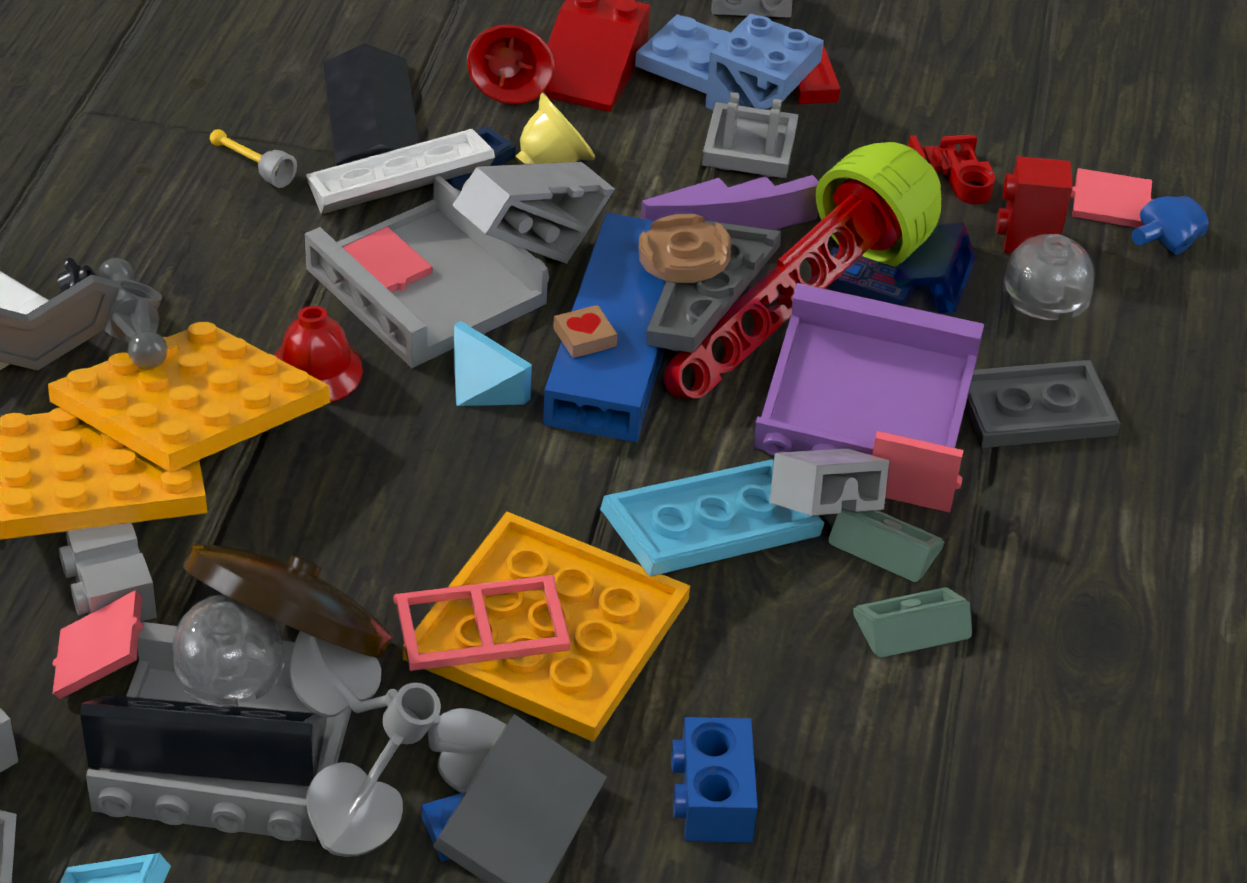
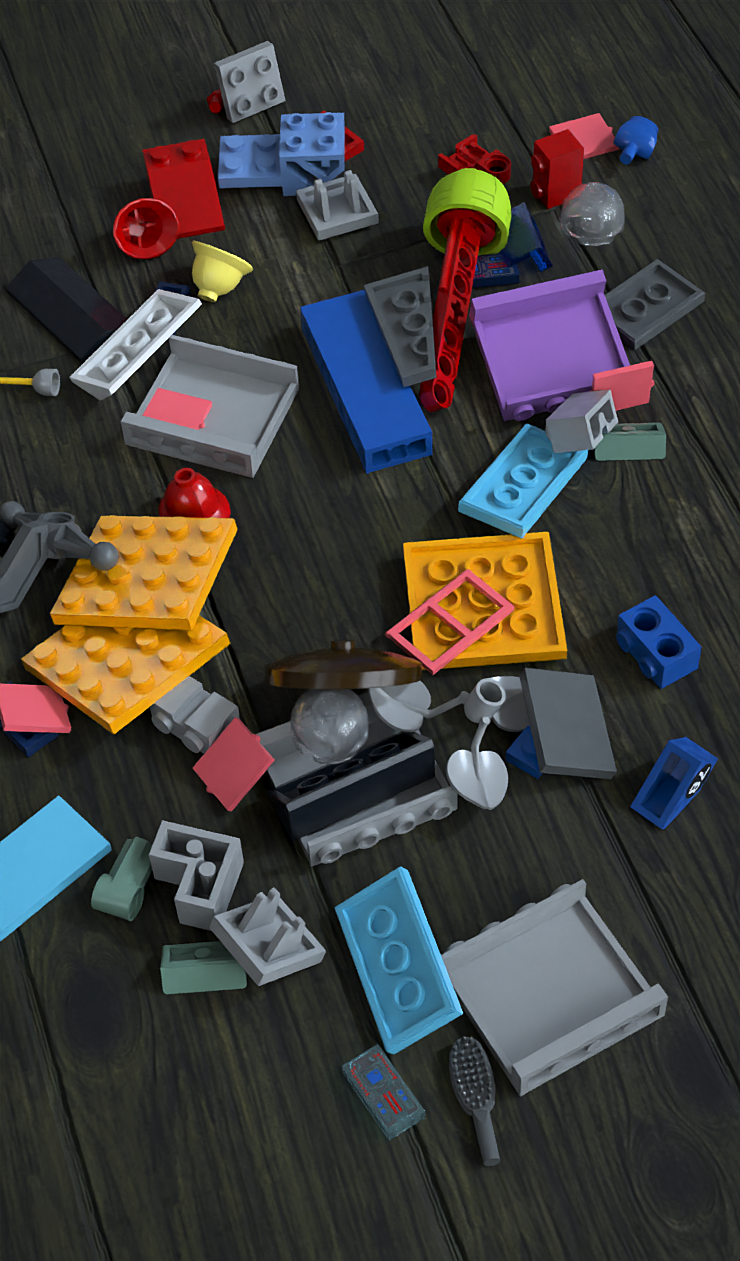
camera: 25 degrees left, 10 degrees up
(488, 371) = (307, 455): medium azure slope -> none
(535, 205) = (259, 324): light grey wedge -> none
(585, 331) = (360, 397): medium nougat tile -> none
(684, 248) = (380, 309): medium nougat tile -> none
(746, 204) = (371, 263): medium lavender slope -> none
(914, 621) = (684, 483): sand green slope -> none

